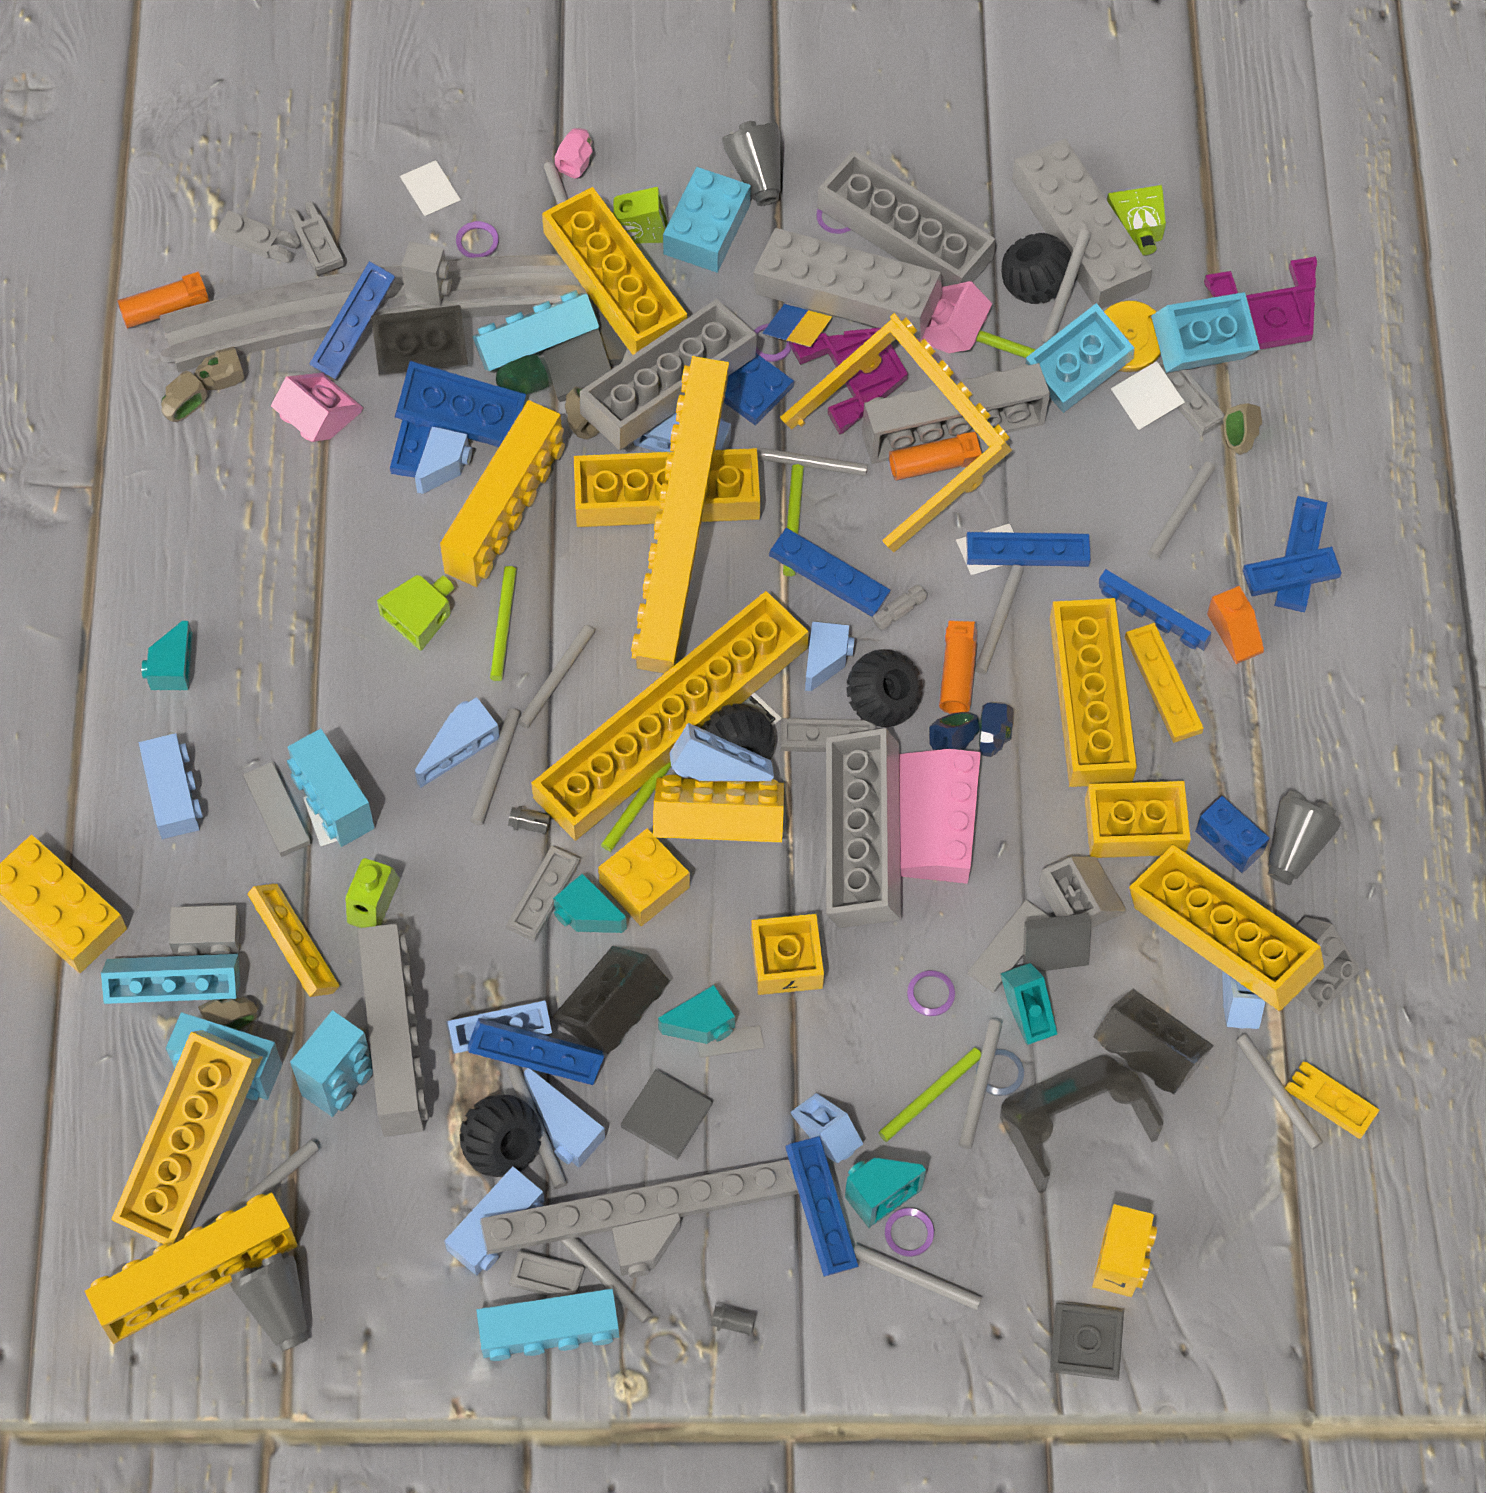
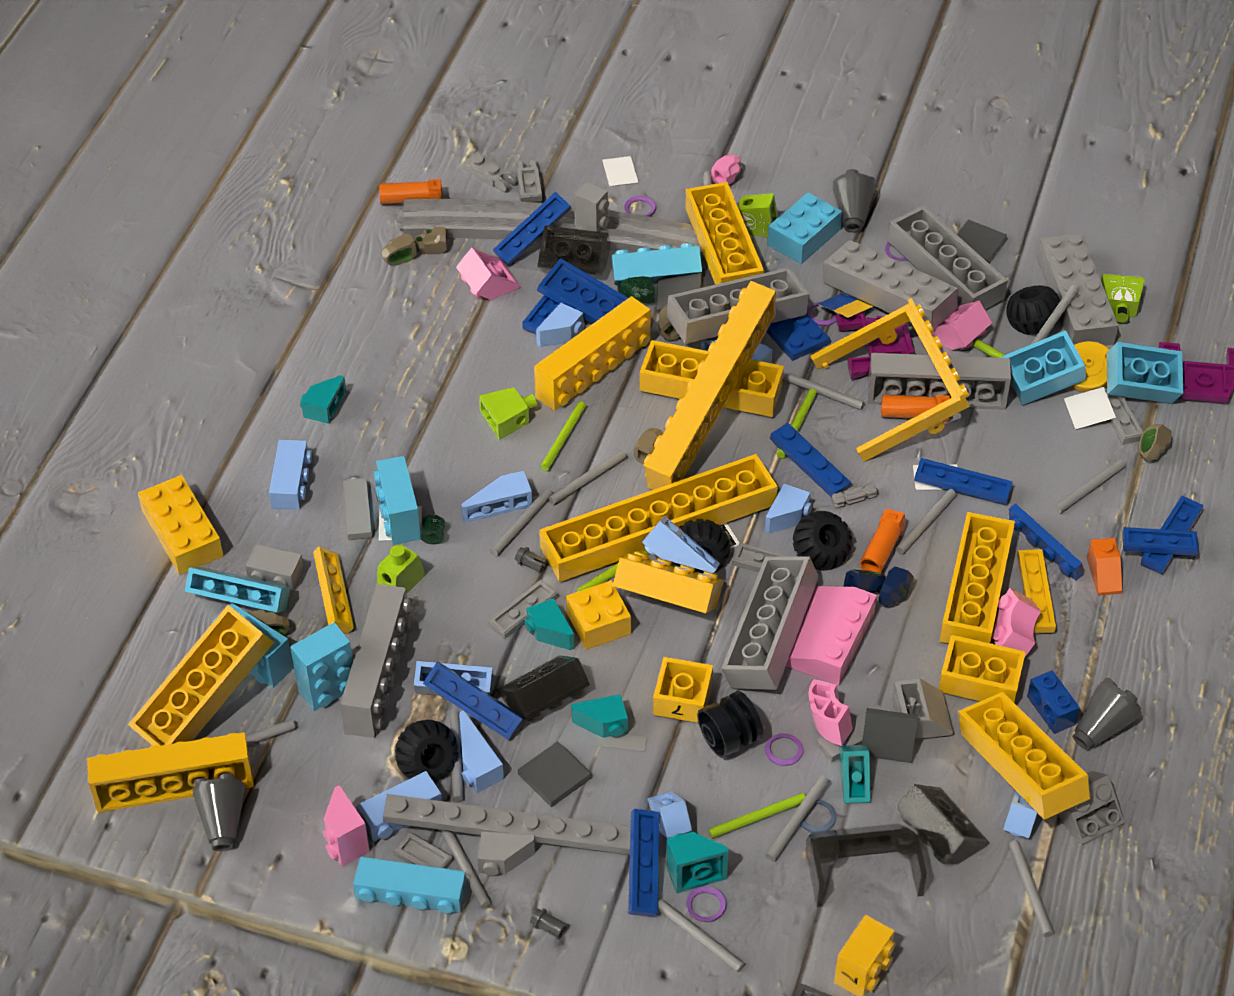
camera: 20 degrees right, 15 degrees down
(388, 814) = (432, 529): none -> clear green wheel
(443, 1278) = (344, 829): none -> bright pink slope
(622, 610) = (646, 444): none -> dark tan rock
(862, 986) = (730, 724): none -> black wheel
(936, 176) = (982, 239): none -> dark grey tile
(973, 936) = (829, 715): none -> bright pink brick
(1157, 740) = (1015, 621): none -> bright pink brick
(1332, 1100) = (1071, 904): yellow hinge -> none

